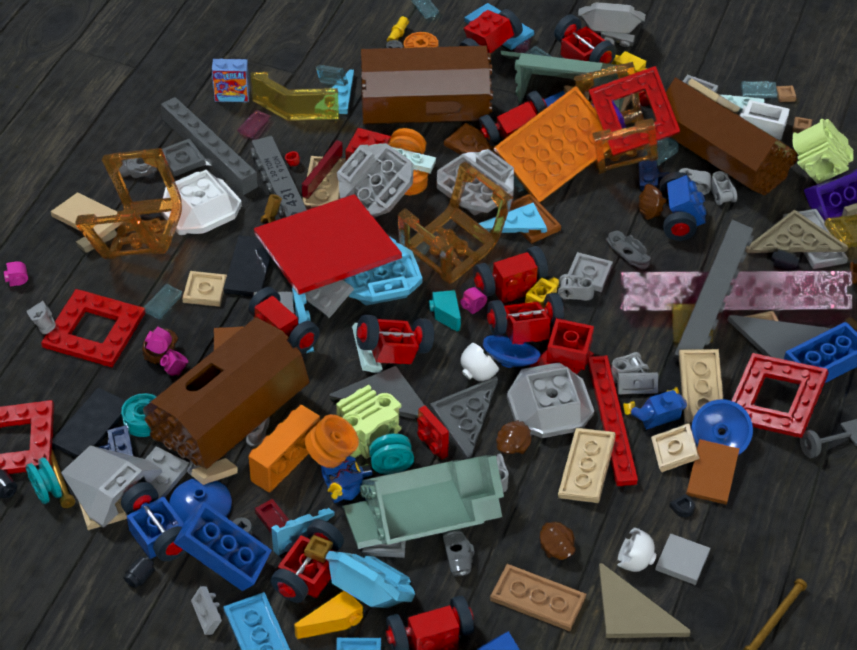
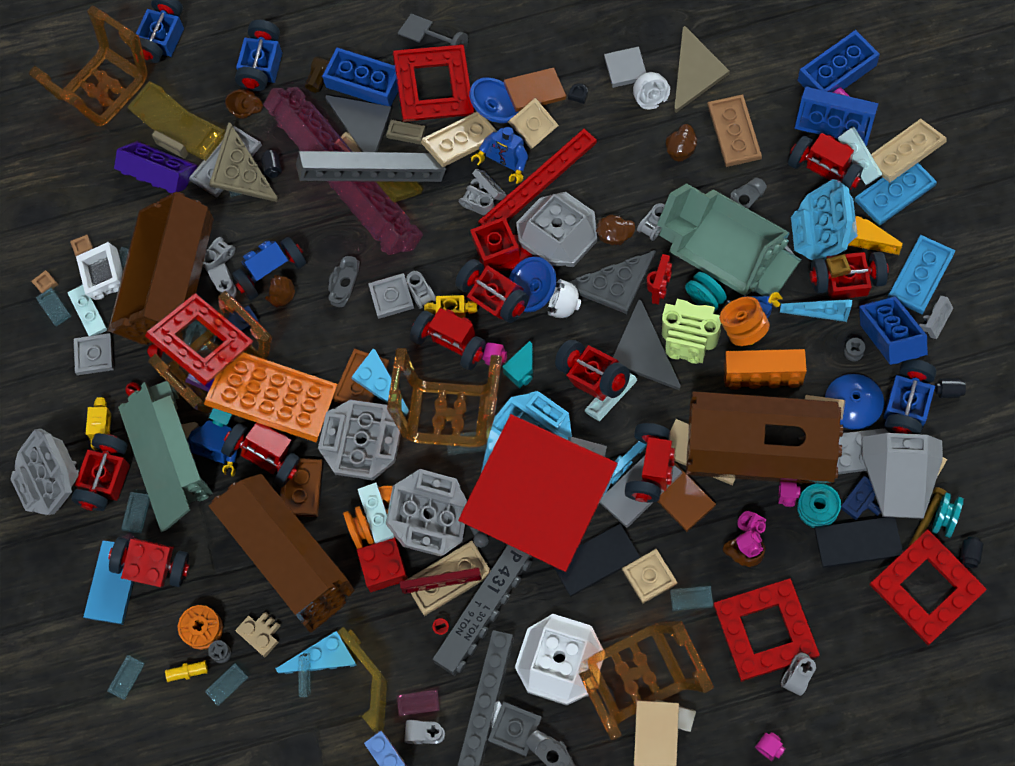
camera: 115 degrees left, 20 degrees up
(230, 114) = (419, 732): none -> light grey piece
(271, 208) = (524, 583): pearl gold bar -> none
(271, 515) = (823, 338): dark red tile -> none
(368, 41) = (226, 684): none -> clear light blue tile
(587, 465) = (597, 168): tan tile -> none
(713, 95) = (114, 307): tan tile -> none
(738, 366) = (405, 132): none -> dark tan tile
(822, 151) = (128, 189): yellowish green piece -> none

